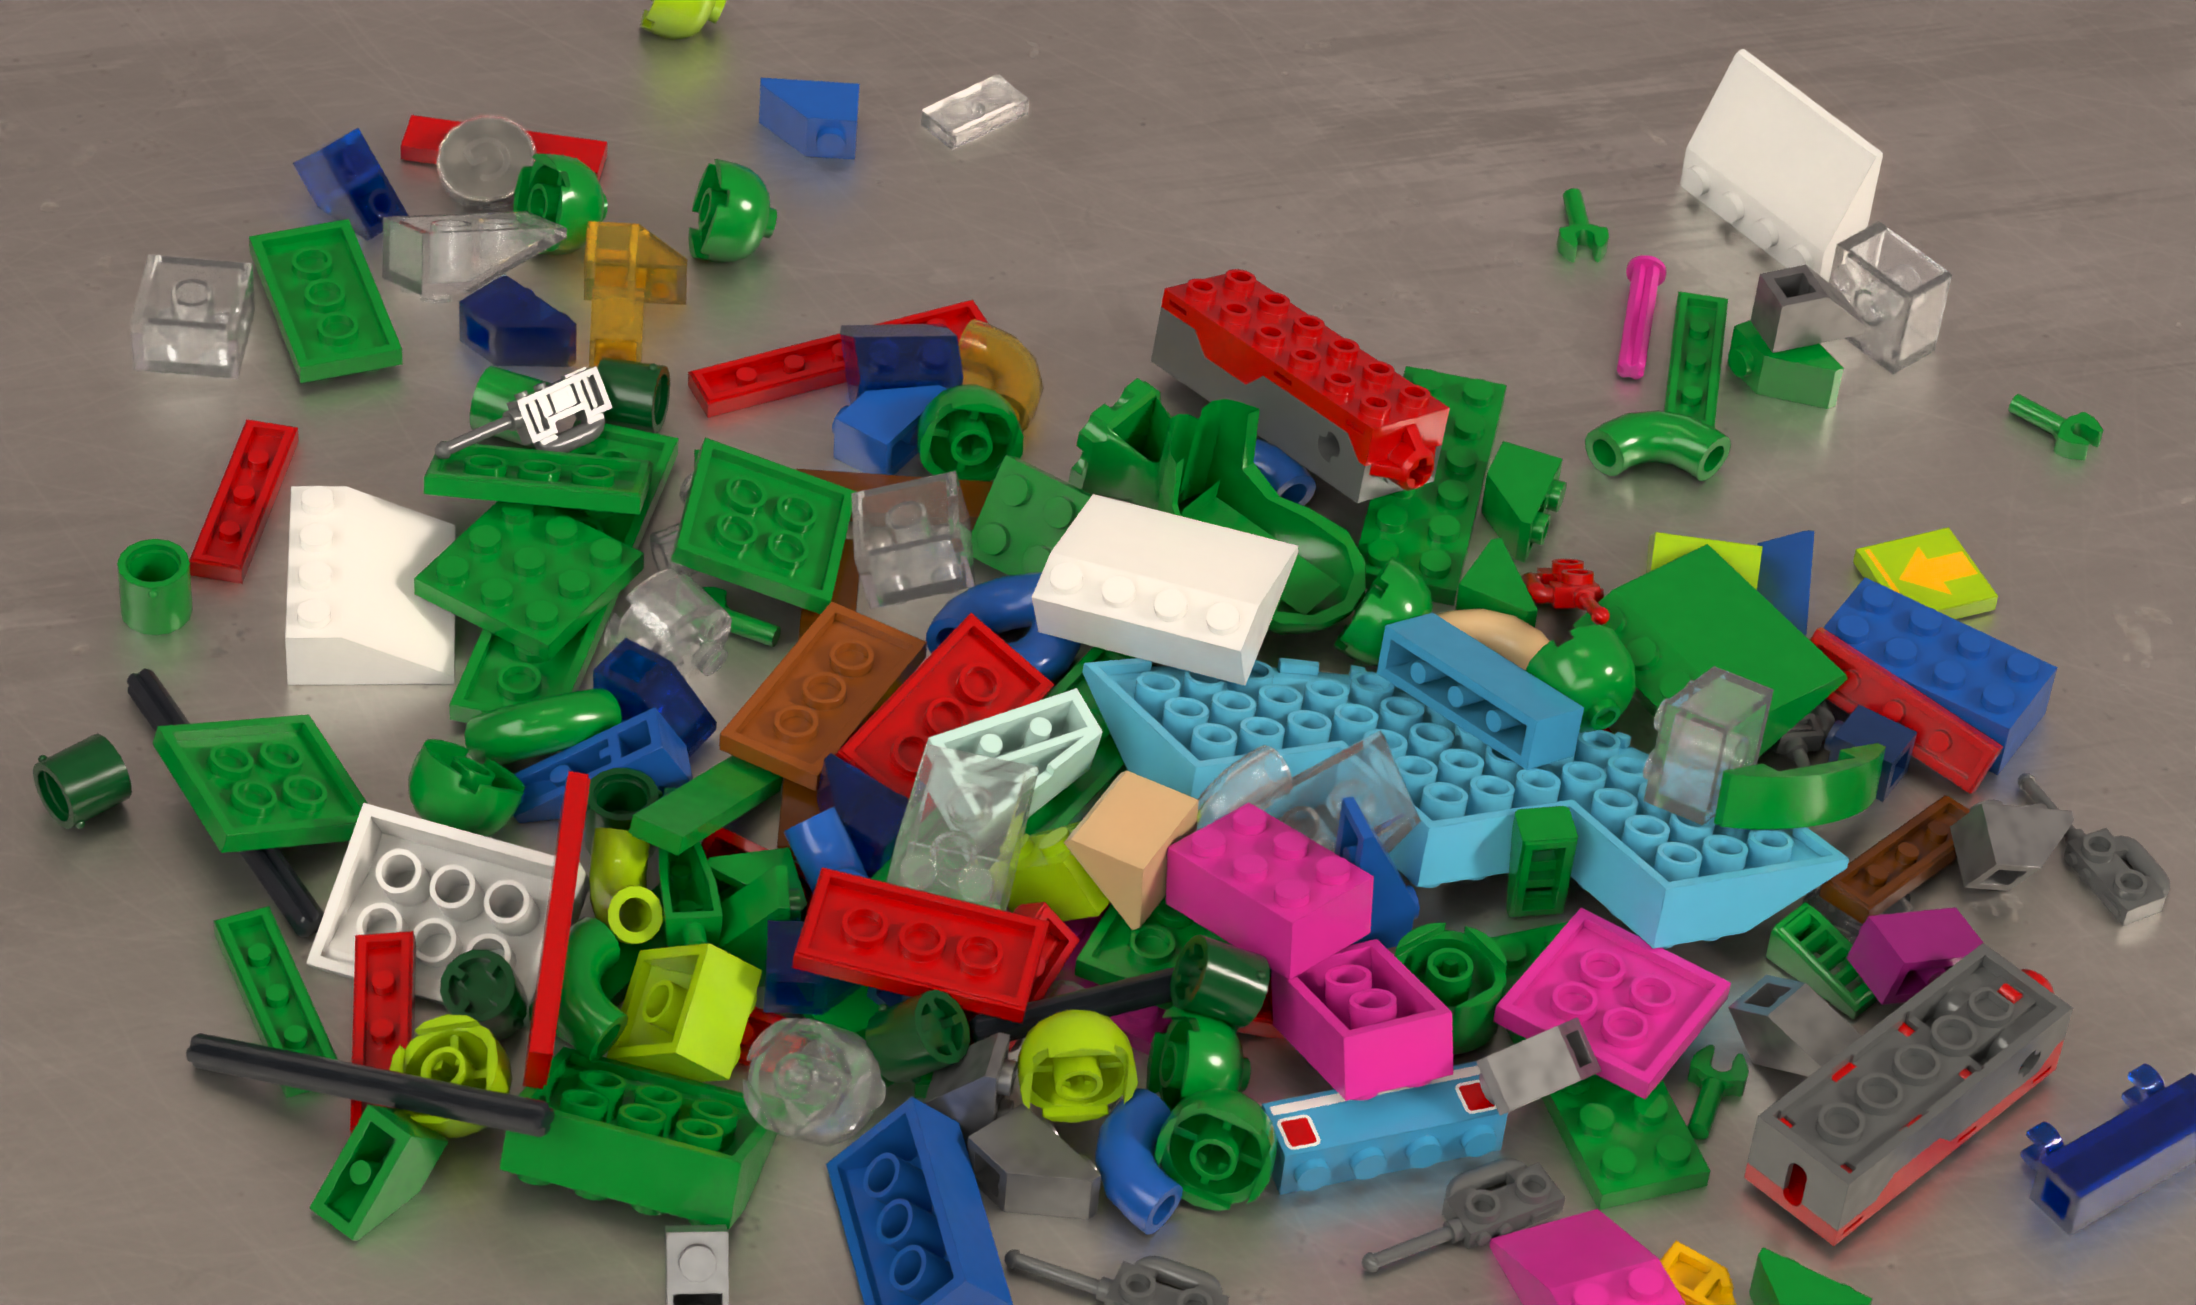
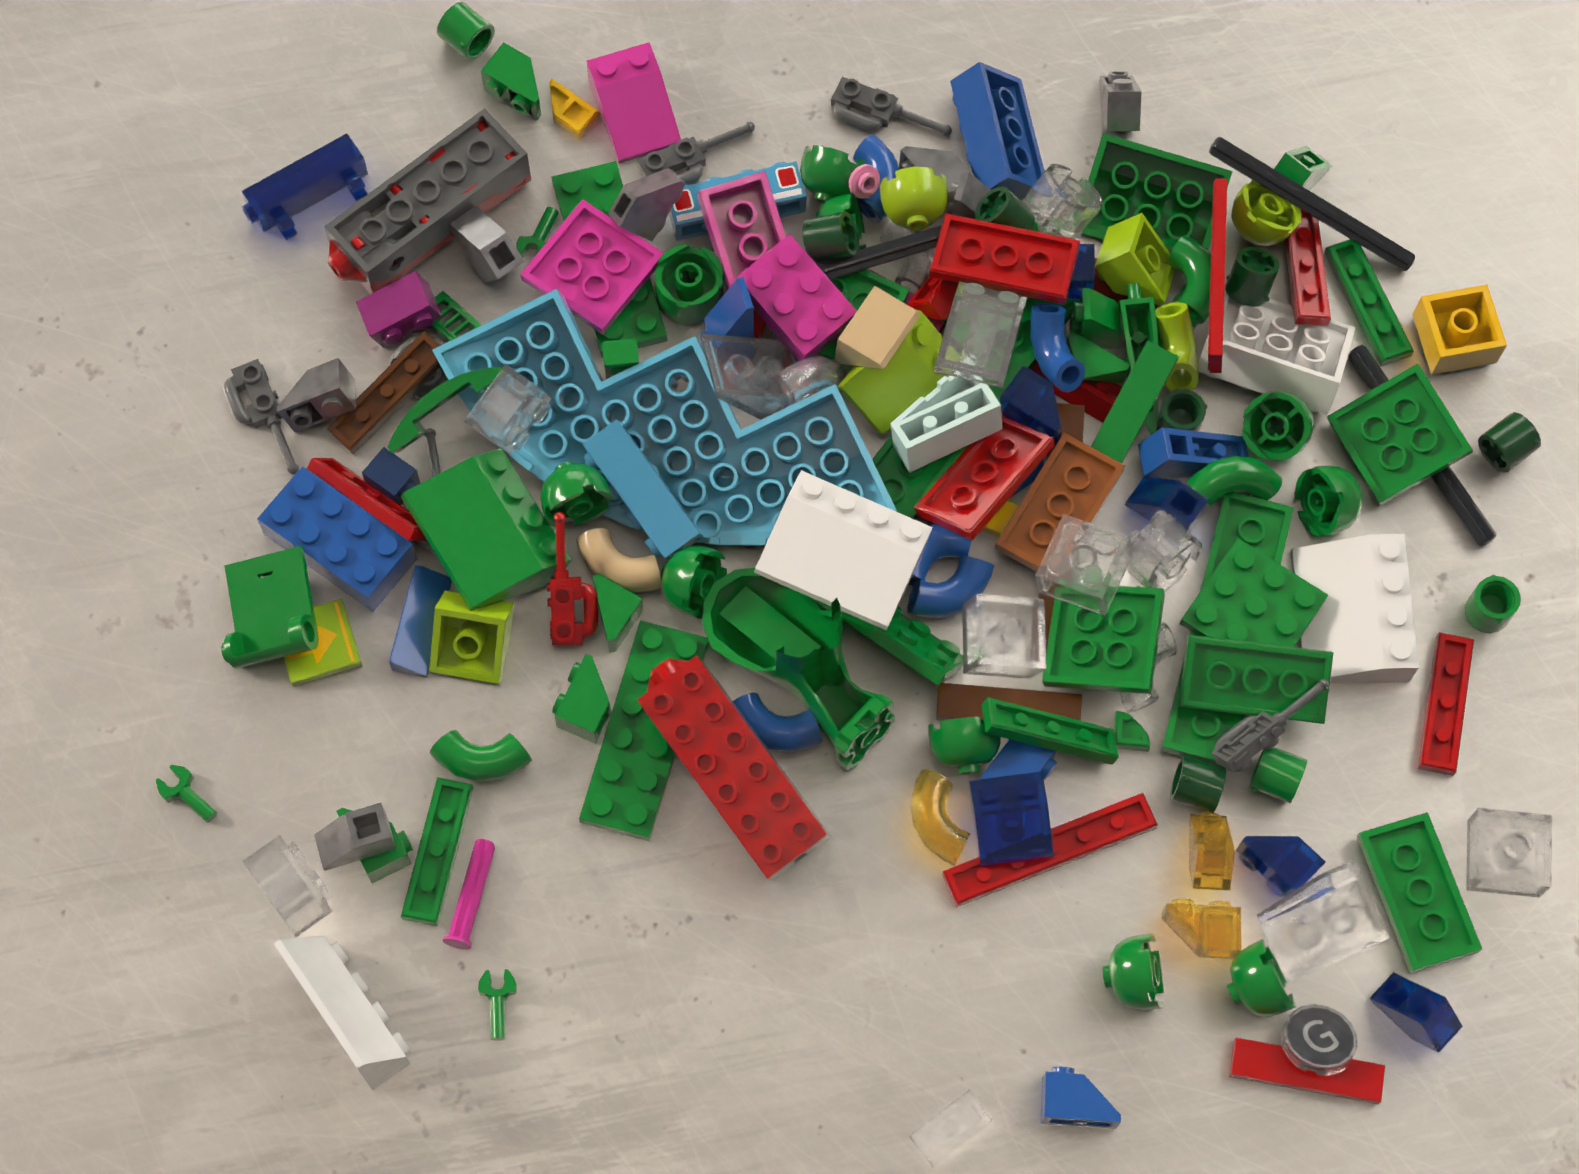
camera: 175 degrees left, 25 degrees up
(136, 922) = (1459, 329): none -> yellow brick
(386, 705) = (1328, 499): none -> green cylinder
(795, 572) = (1084, 564): none -> clear brick
(852, 425) = (1049, 731): none -> green tile
(1163, 1100) = (859, 176): none -> bright pink plate
(2001, 577) = (269, 612): none -> green door

